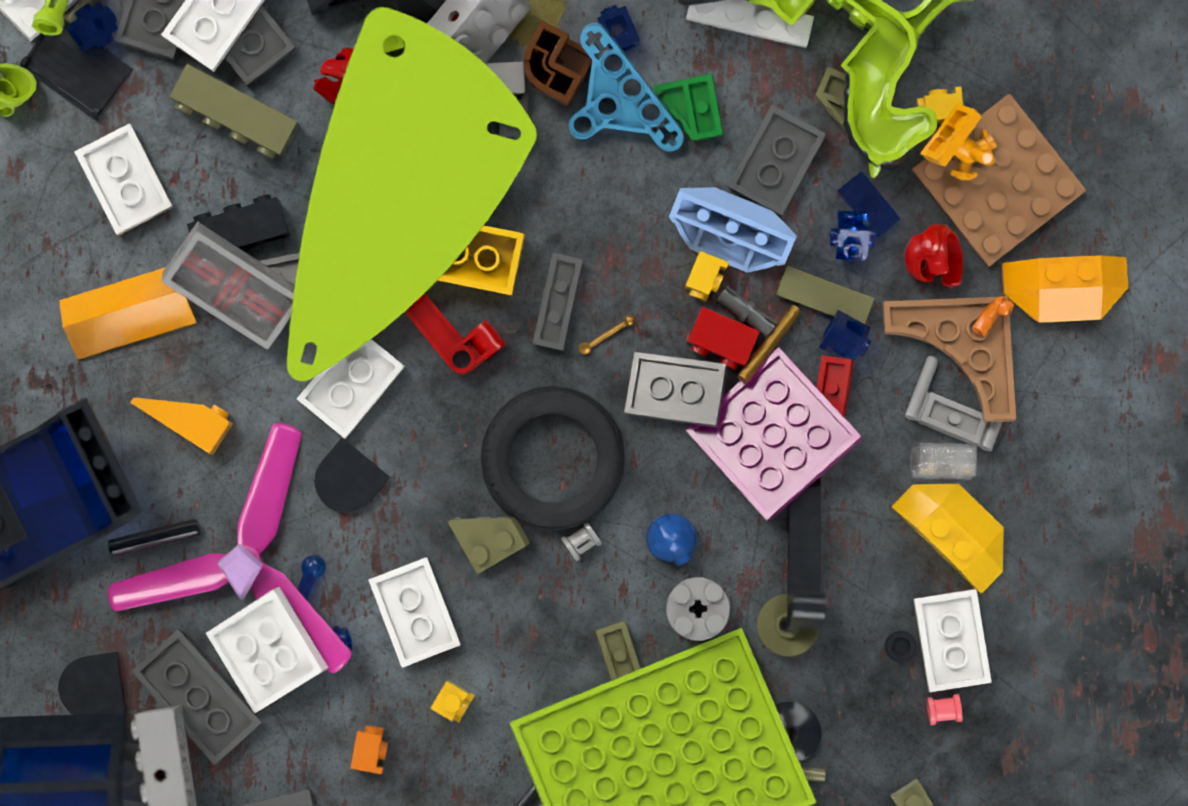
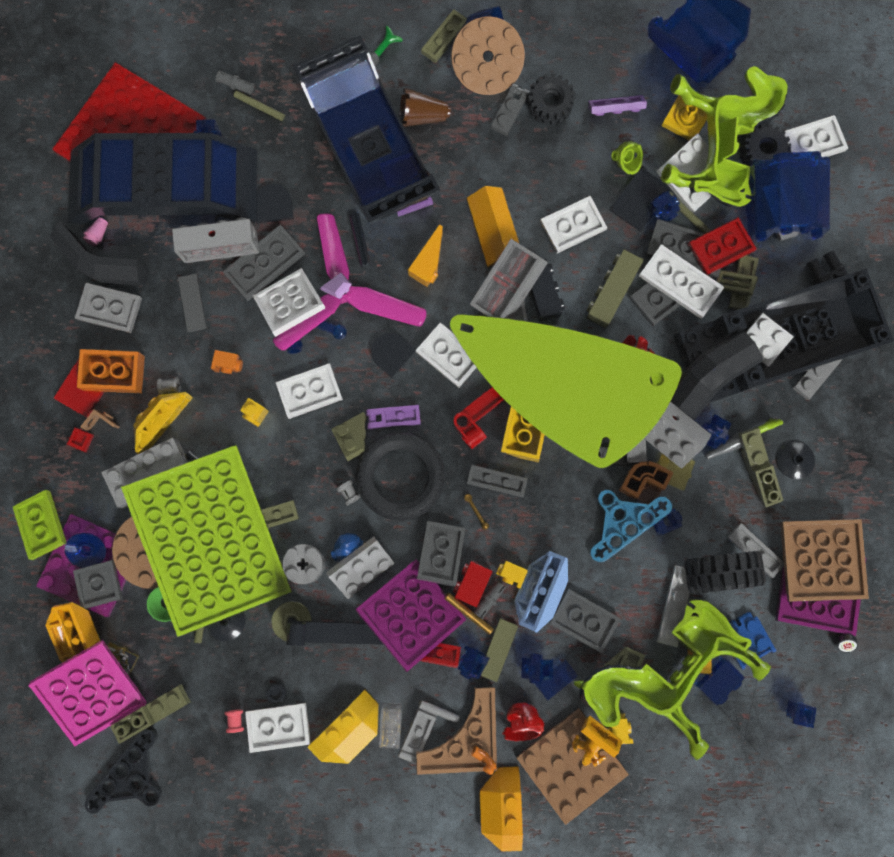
camera: 90 degrees right, 5 degrees down
(455, 471) = (393, 417): none -> medium lavender plate
(694, 105) = (619, 569): green wing -> none
(701, 517) = (360, 567): none -> light grey plate

